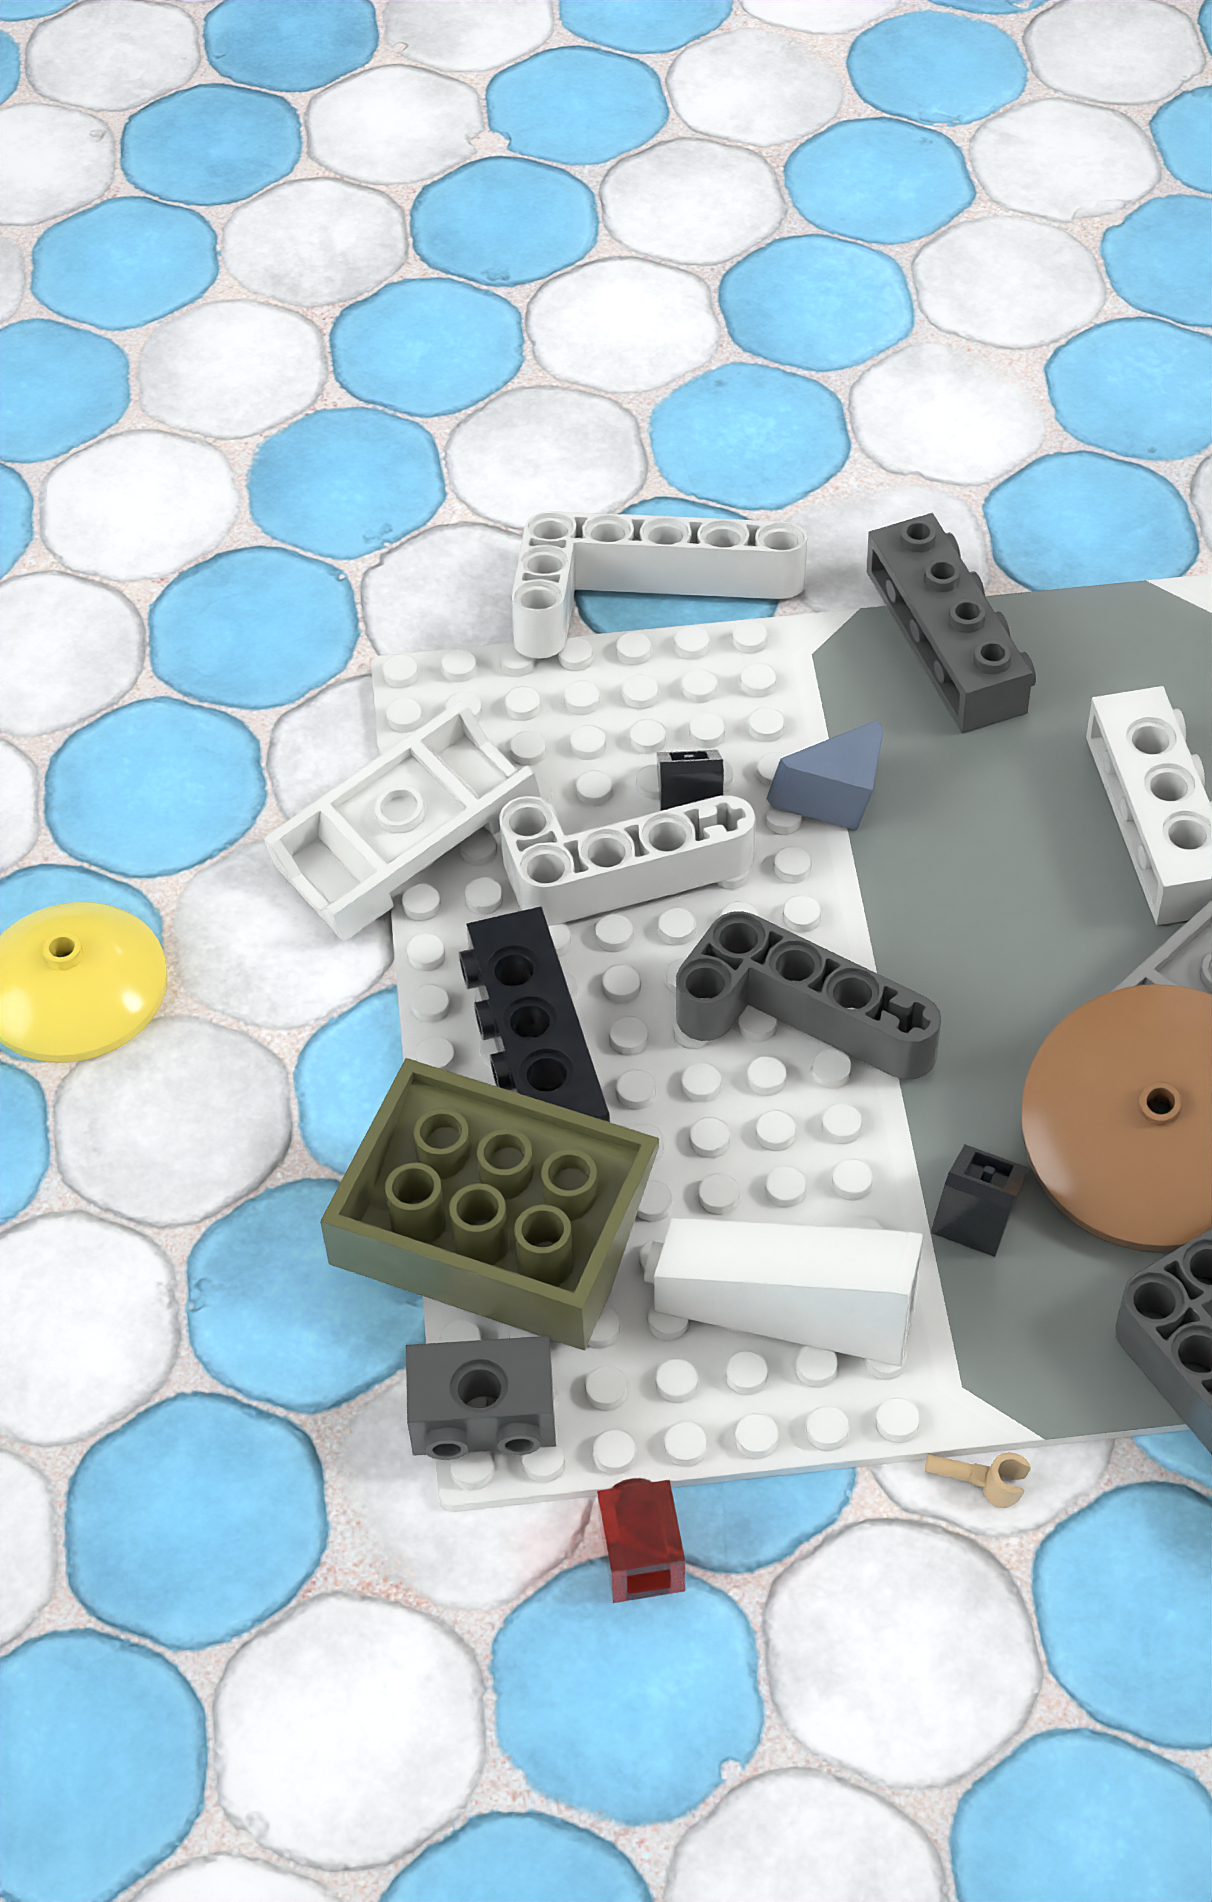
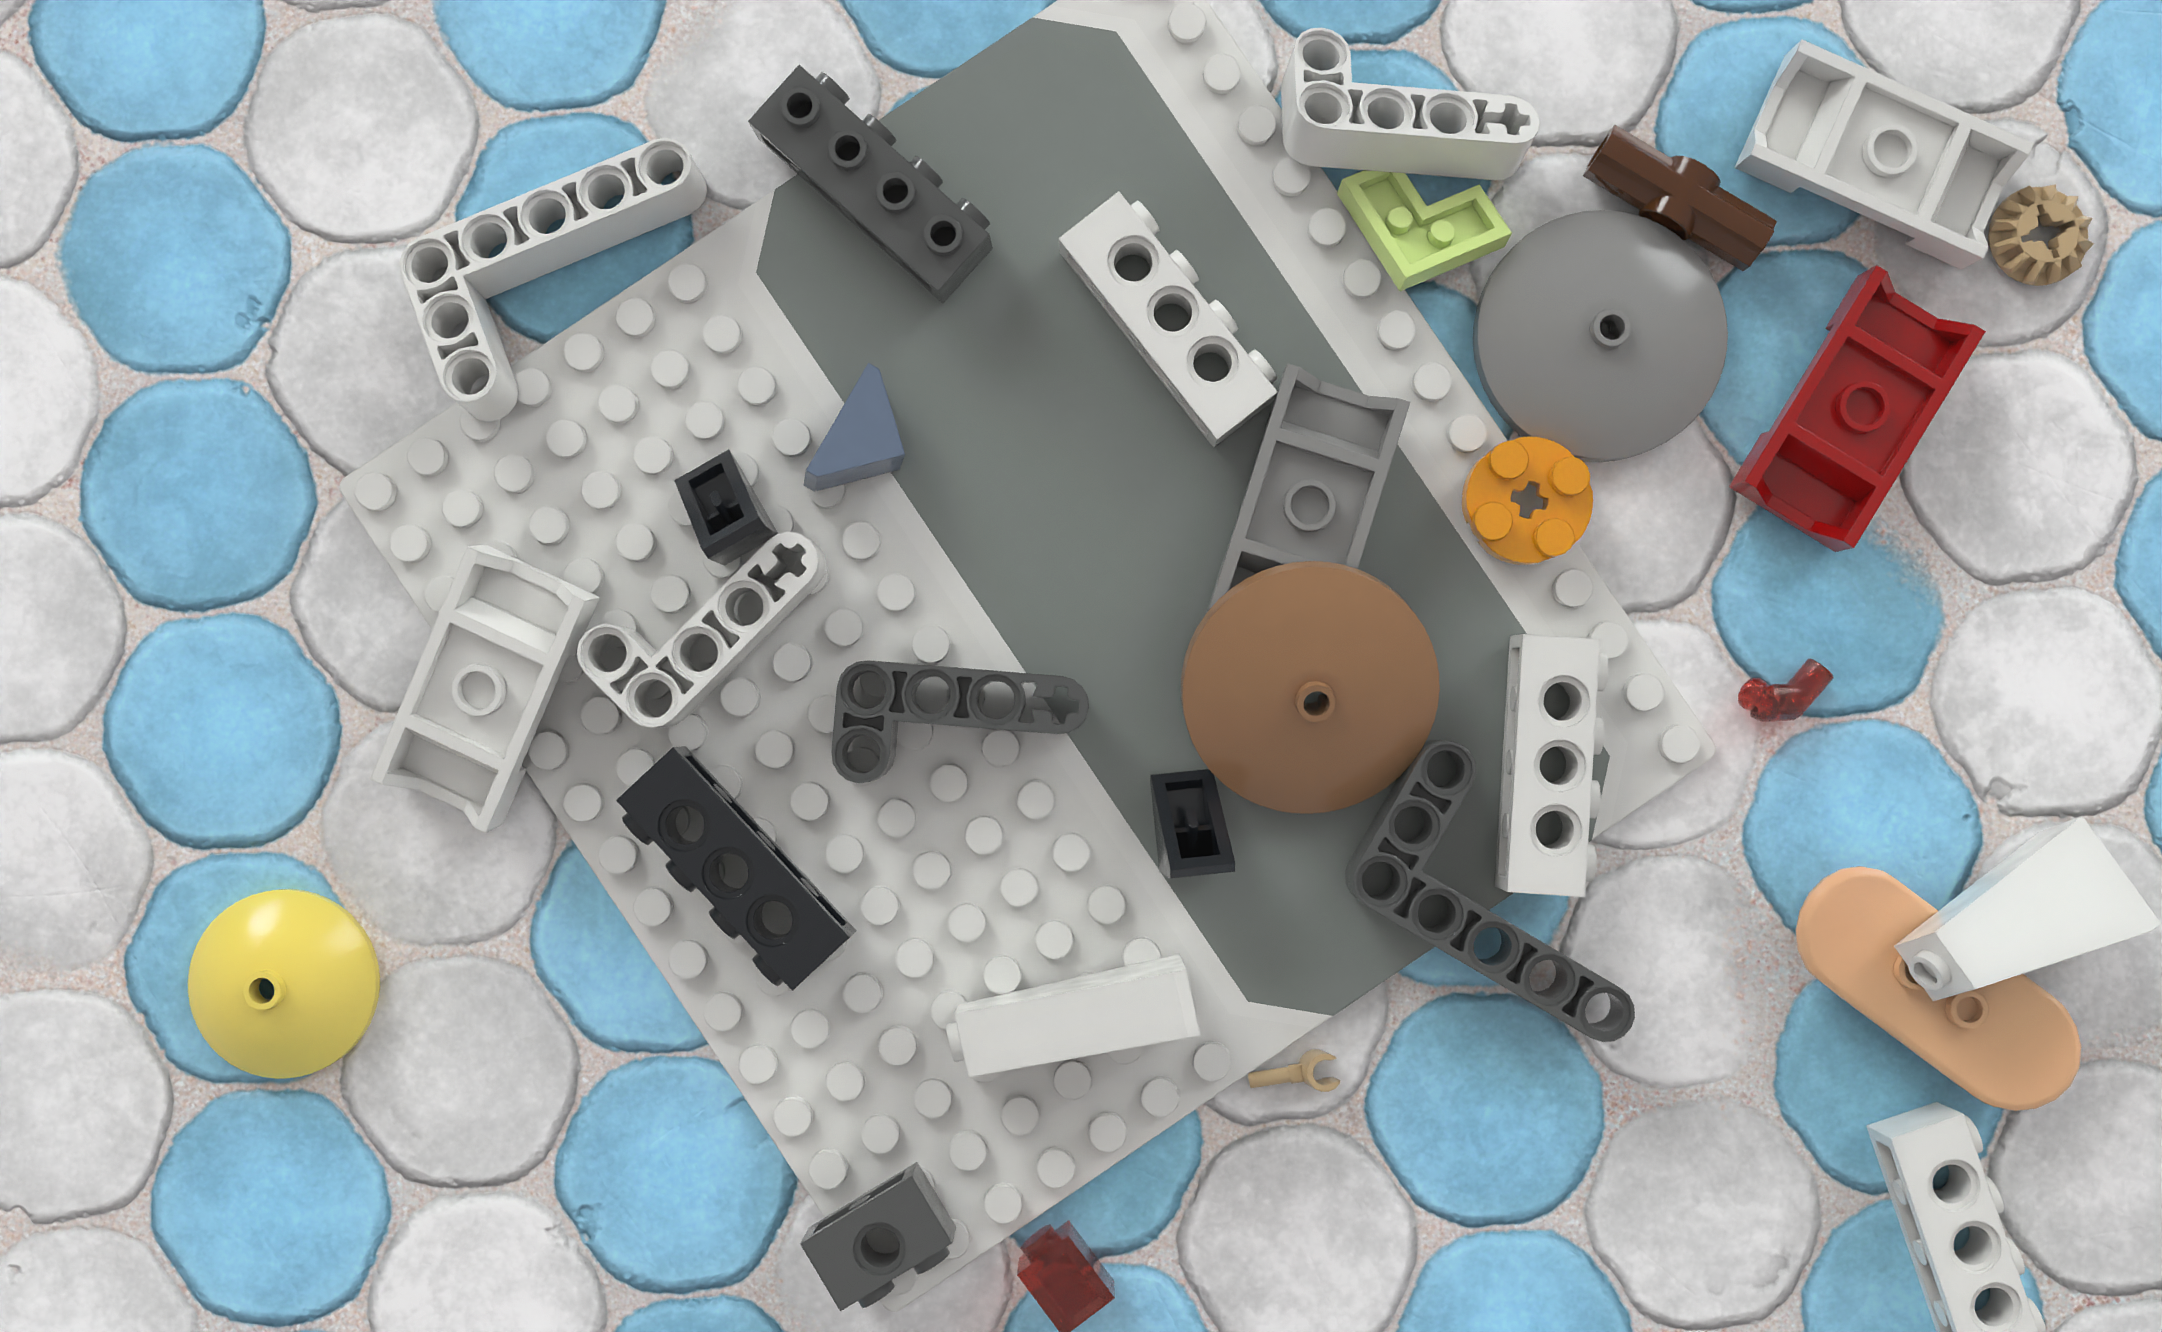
camera: 30 degrees left, 35 degrees up
(490, 1202) = (791, 1070): olive slope -> none

